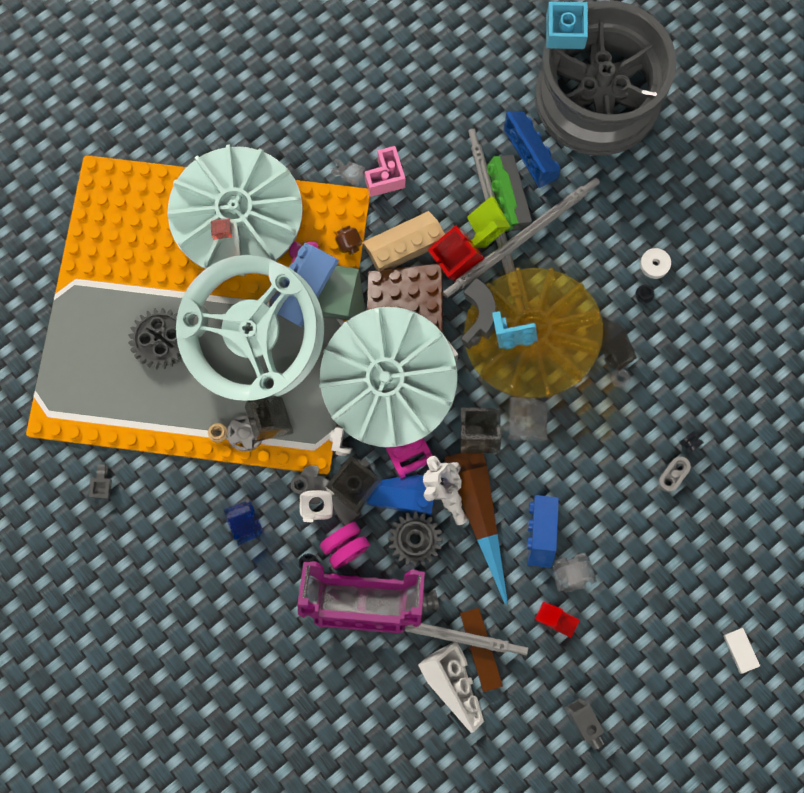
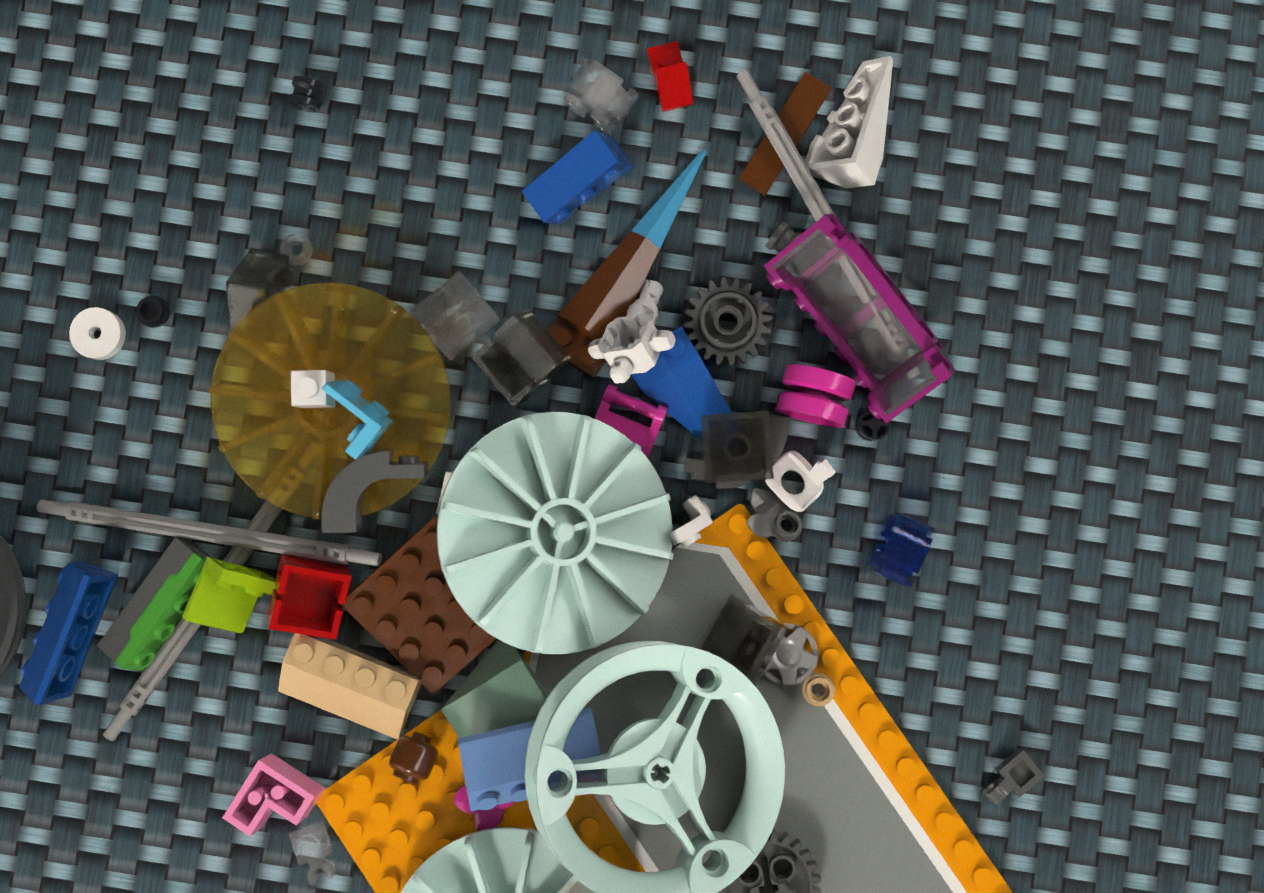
camera: 130 degrees left, 10 degrees up
(544, 323) = (308, 391): none -> white brick
(674, 475) = (367, 80): light grey plate -> none

